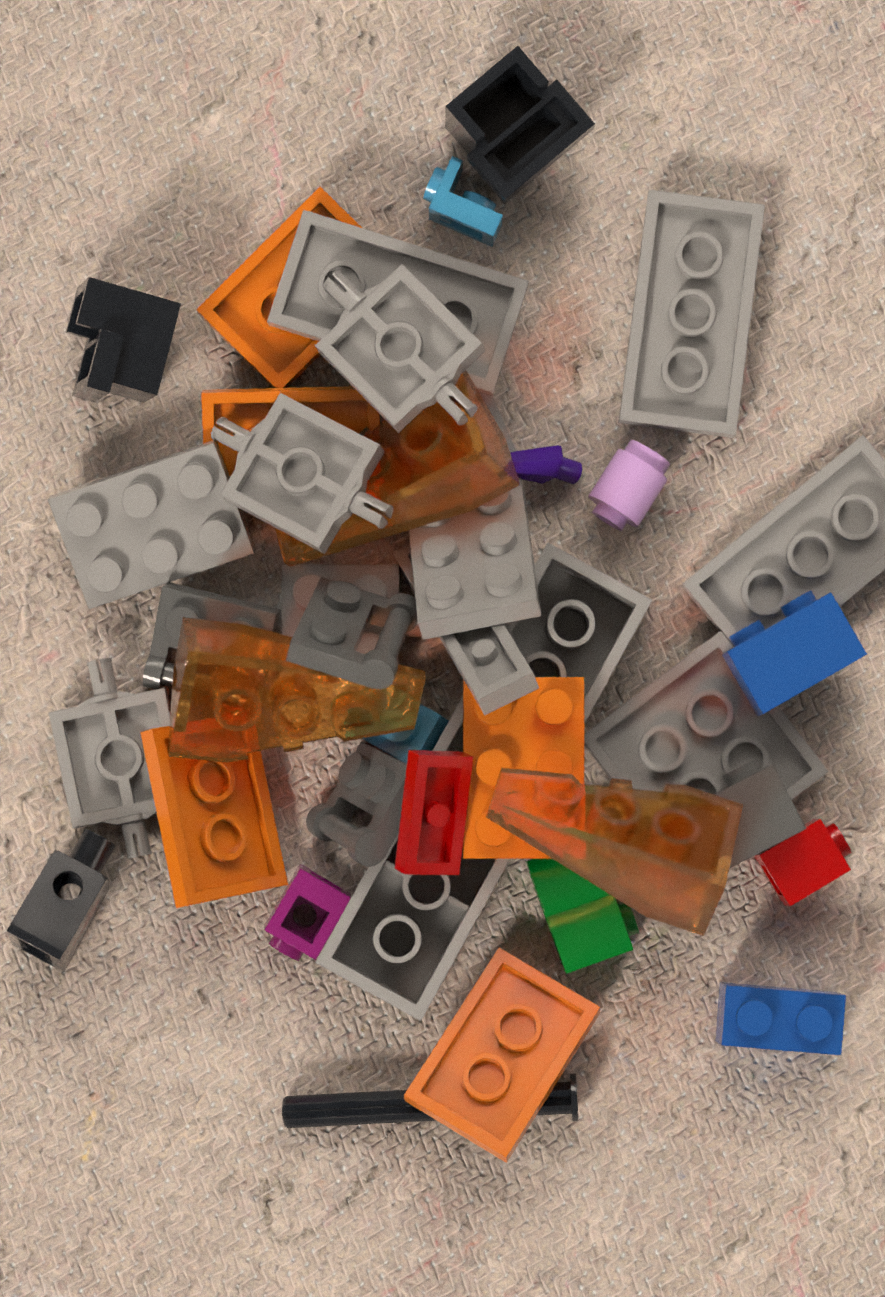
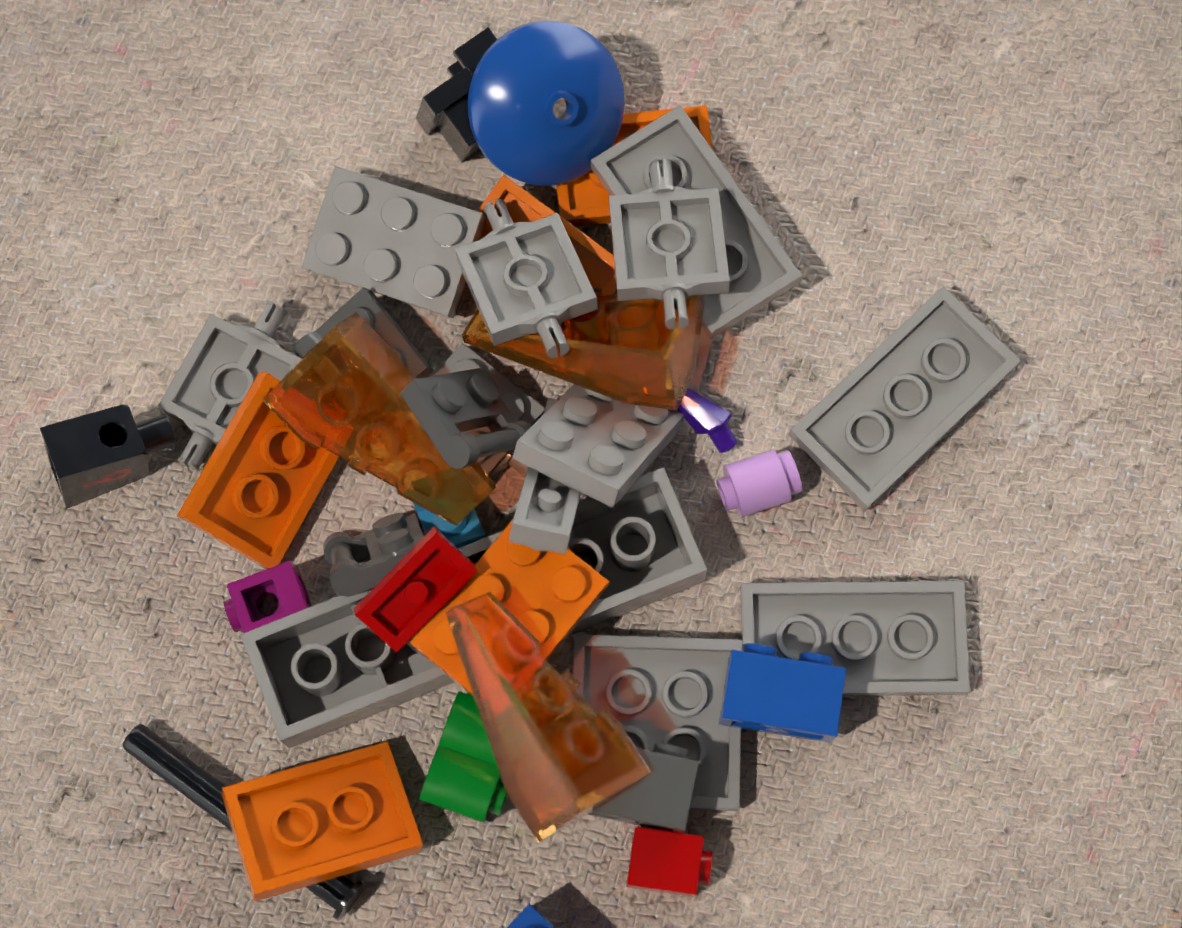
camera: 40 degrees right, 10 degrees down
(164, 302) = (516, 94): none -> blue dish
(470, 214) = (795, 204): dark azure bracket -> none
(515, 123) = (881, 163): black plate -> none

